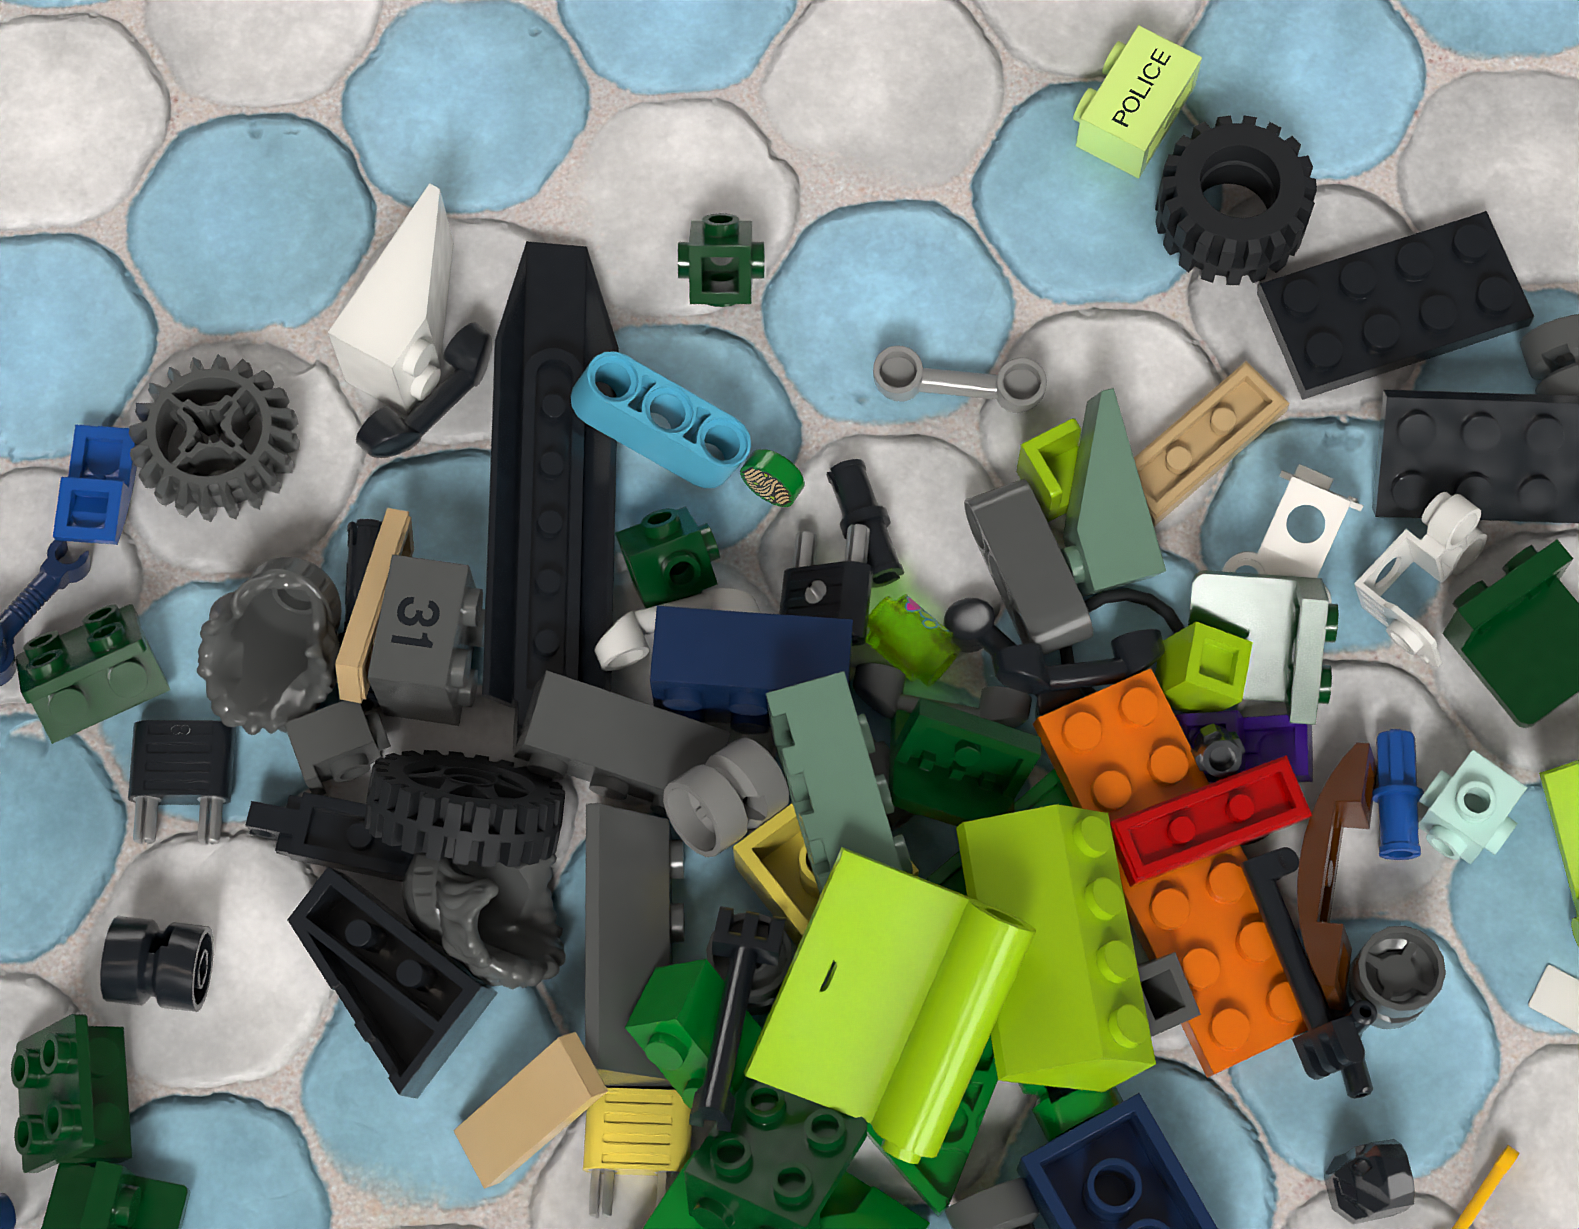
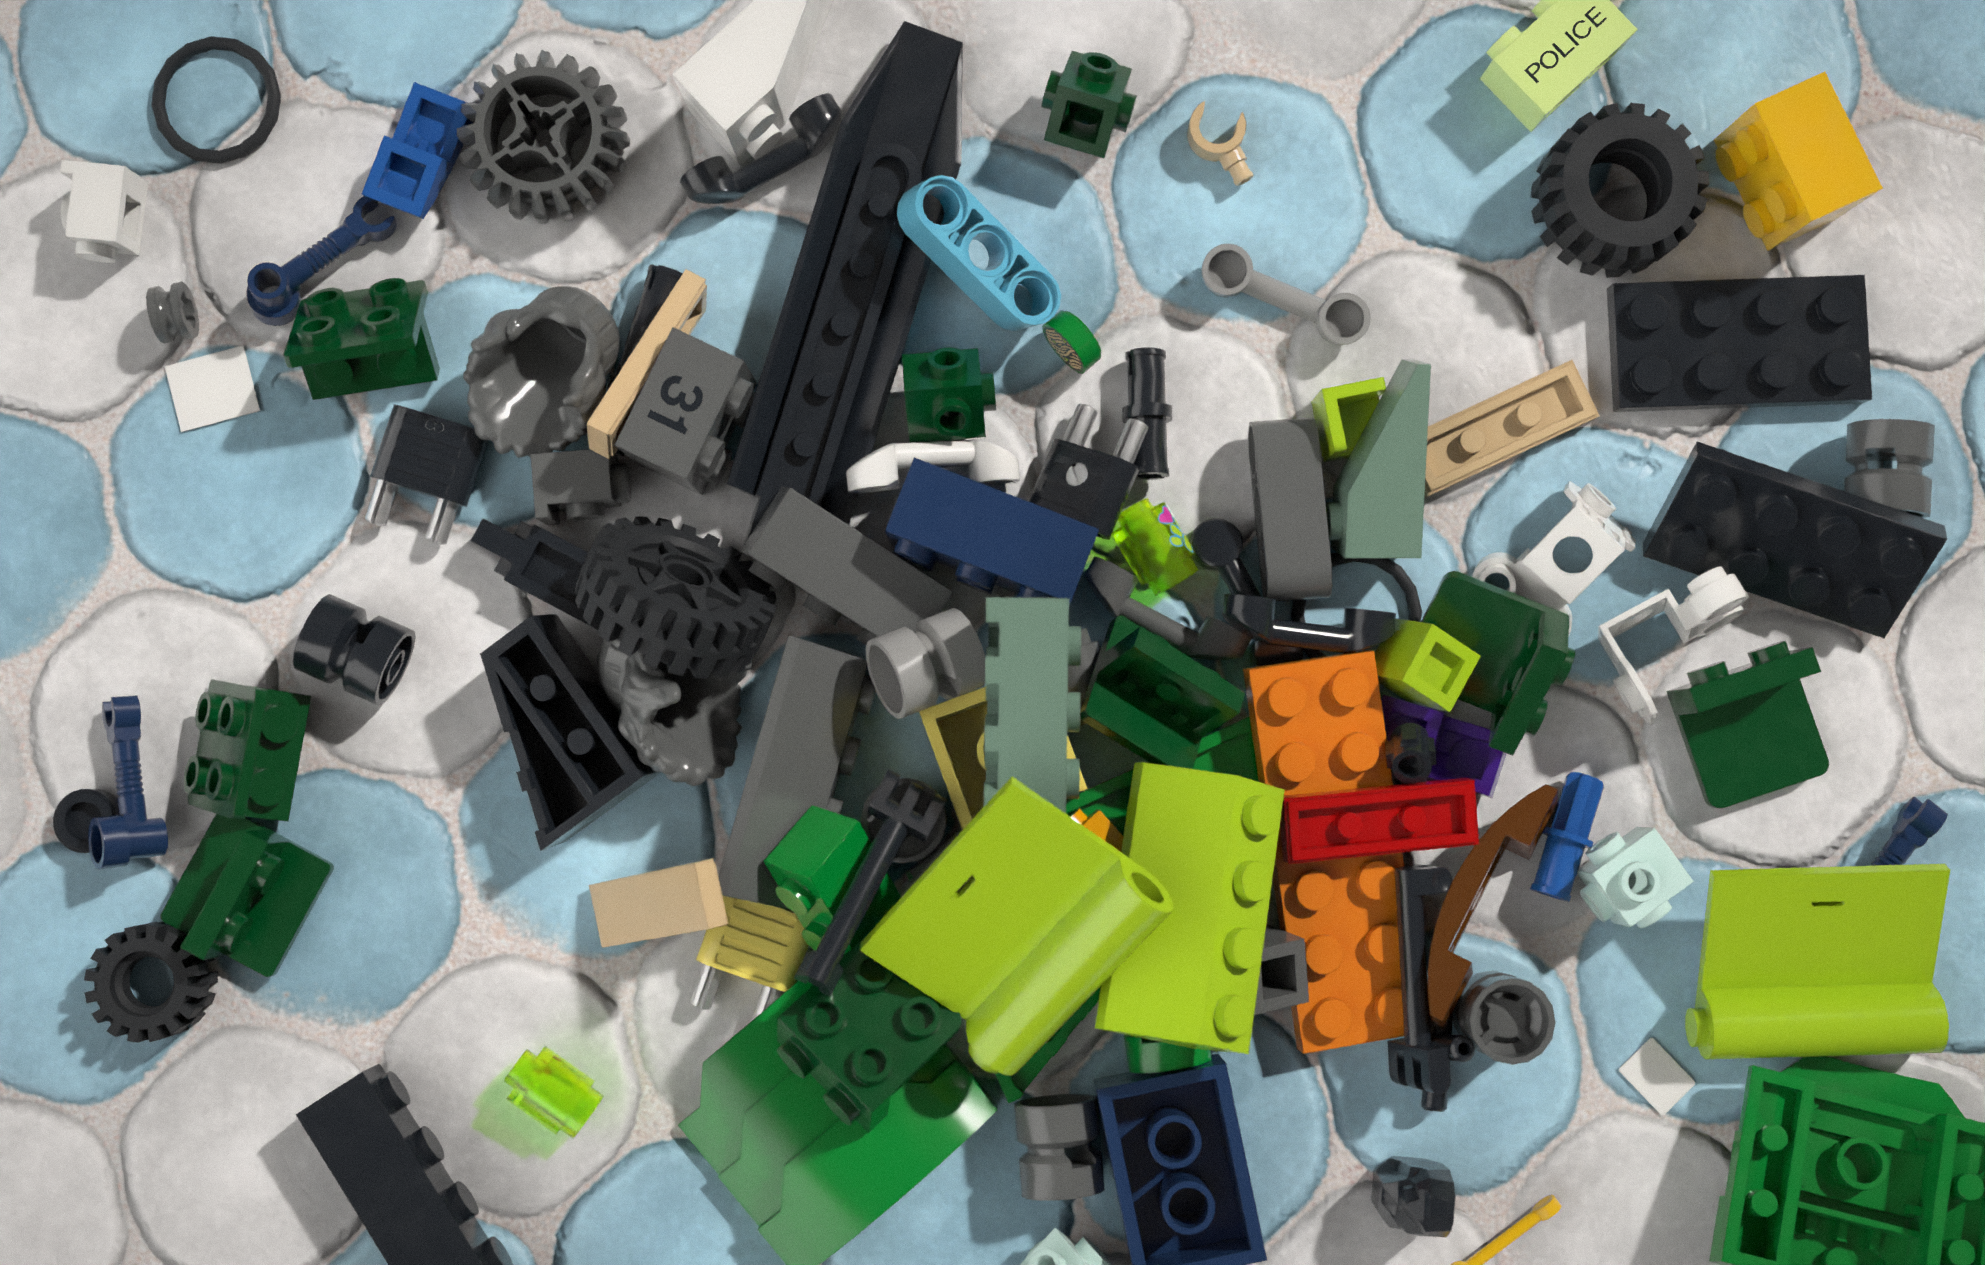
camera: 15 degrees right, 15 degrees up
(863, 273) = (1228, 153): none -> tan piece
(1385, 128) = (1795, 162): none -> yellow brick

